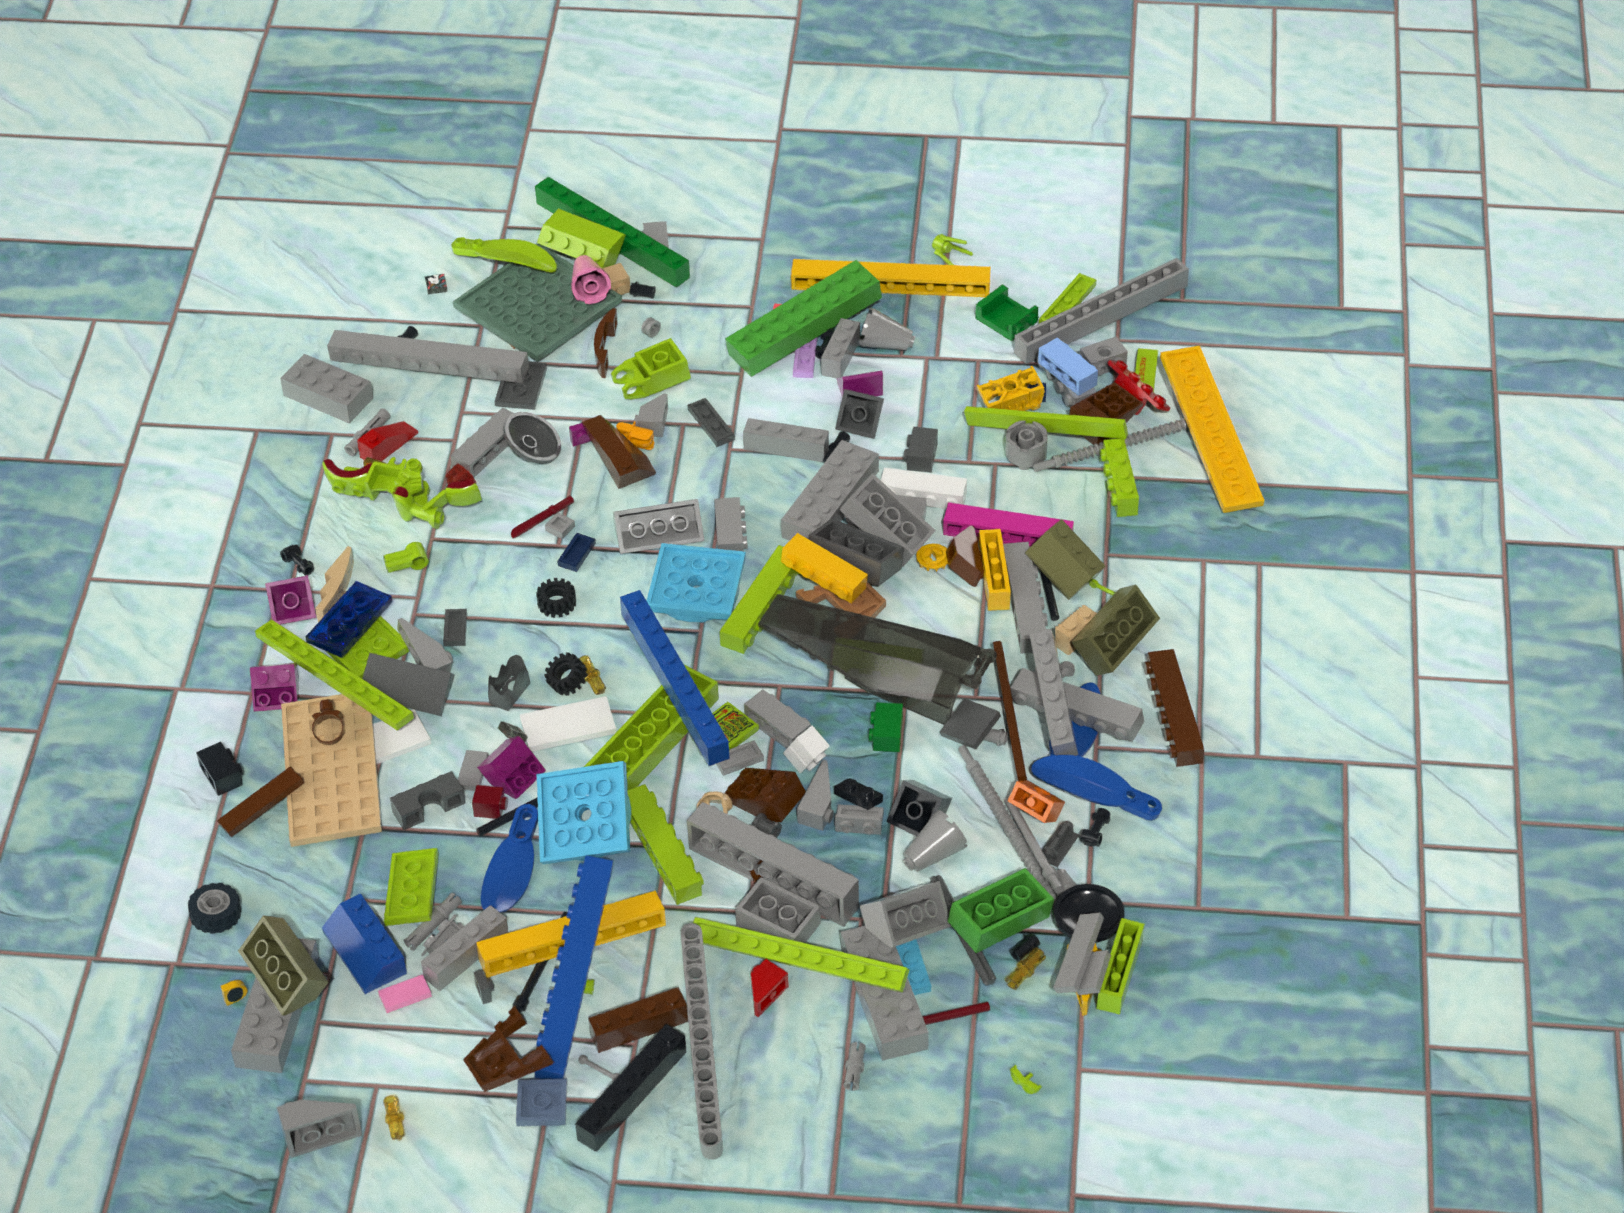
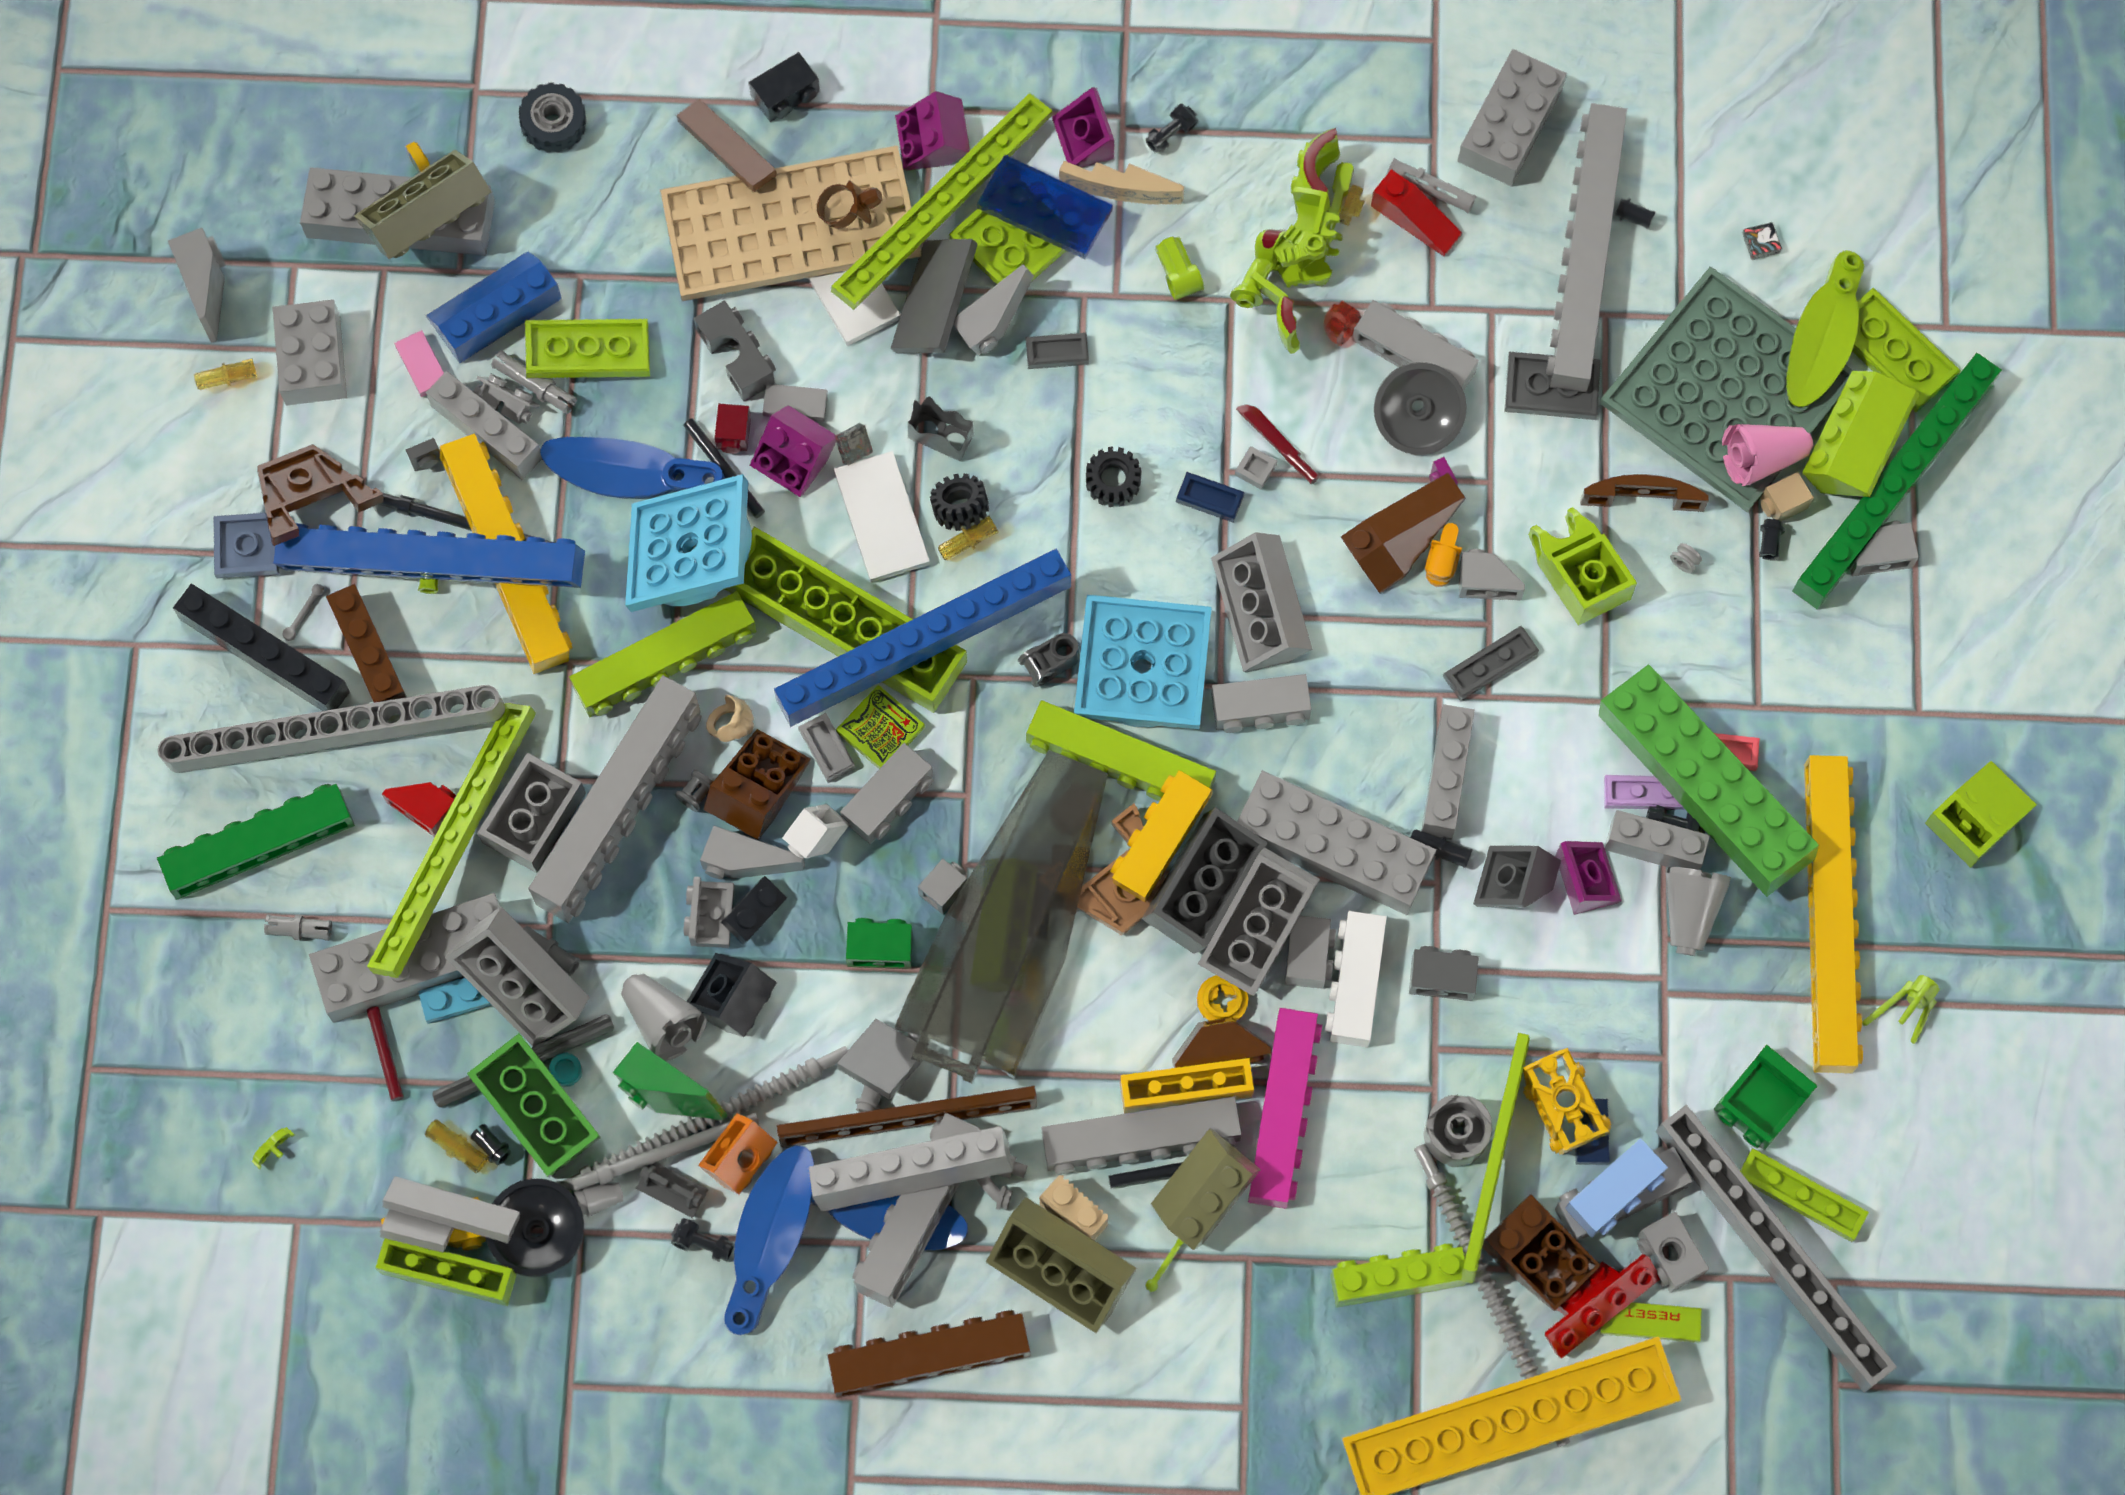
camera: 85 degrees right, 25 degrees up
(386, 1059) = (309, 352): none -> light grey brick
(521, 227) = (1900, 350): none -> lime tile
(686, 631) = (1048, 659): none -> dark grey piece
(786, 1091) = (255, 840): none -> green brick
(834, 212) = (1980, 813): none -> lime slope
(847, 692) = (942, 885): none -> light grey brick
(987, 834) = (663, 1087): none -> green slope

